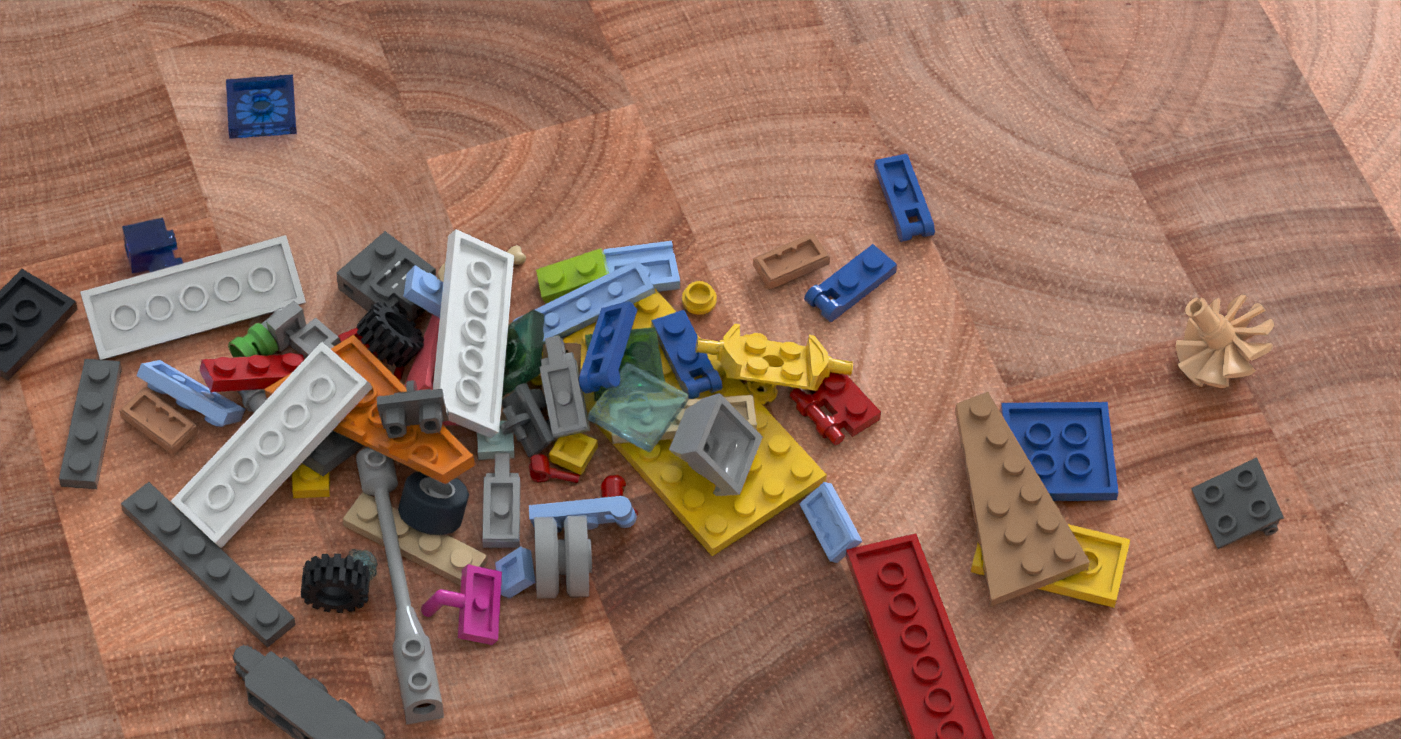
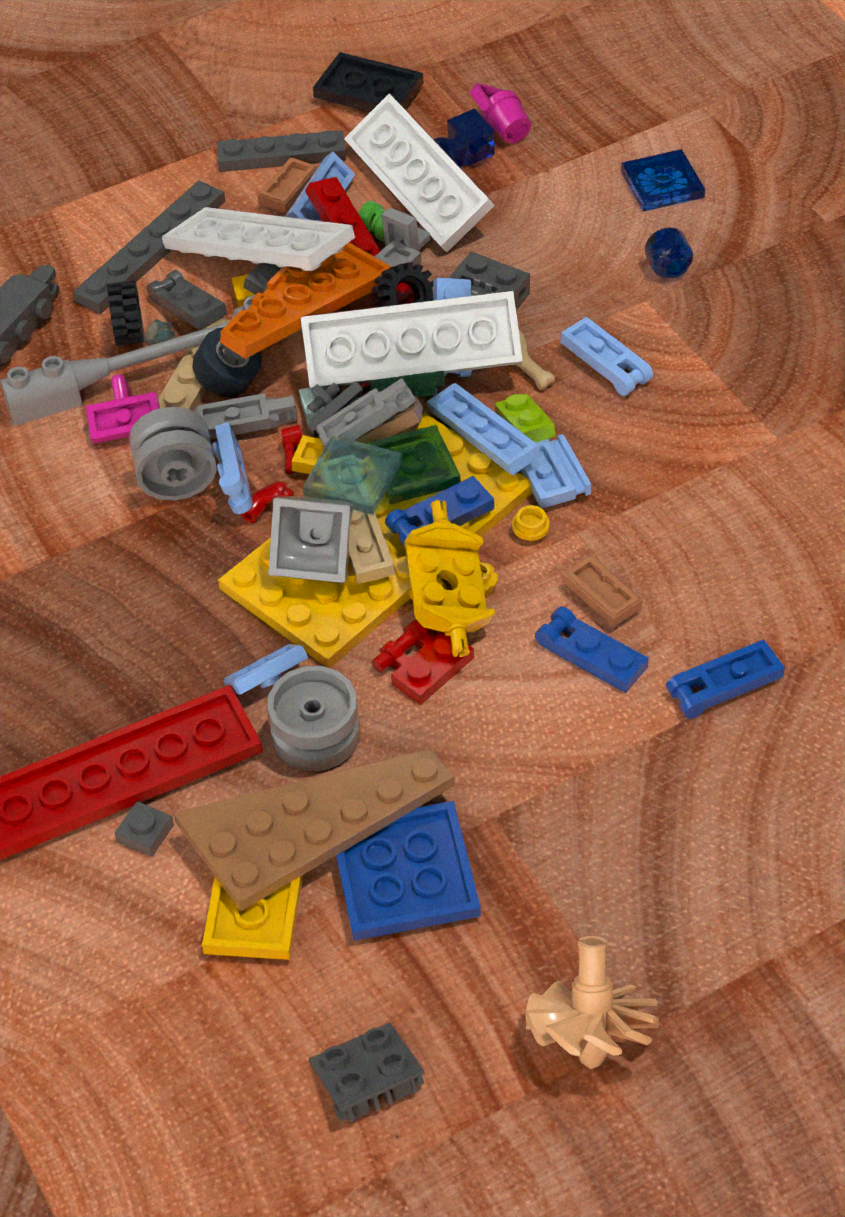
camera: 85 degrees right, 5 degrees down
(121, 208) = (502, 112): none -> dark pink piece
(318, 533) = (186, 300): none -> dark grey plate
(381, 120) = (668, 252): none -> clear blue head
(412, 408) = (286, 296): dark grey hips -> none
(502, 199) = (606, 355): none -> light blue plate
(607, 347) = (408, 433): blue plate -> none
(902, 486) = (314, 718): none -> light grey wheel
(981, 639) = (144, 828): none -> dark grey plate

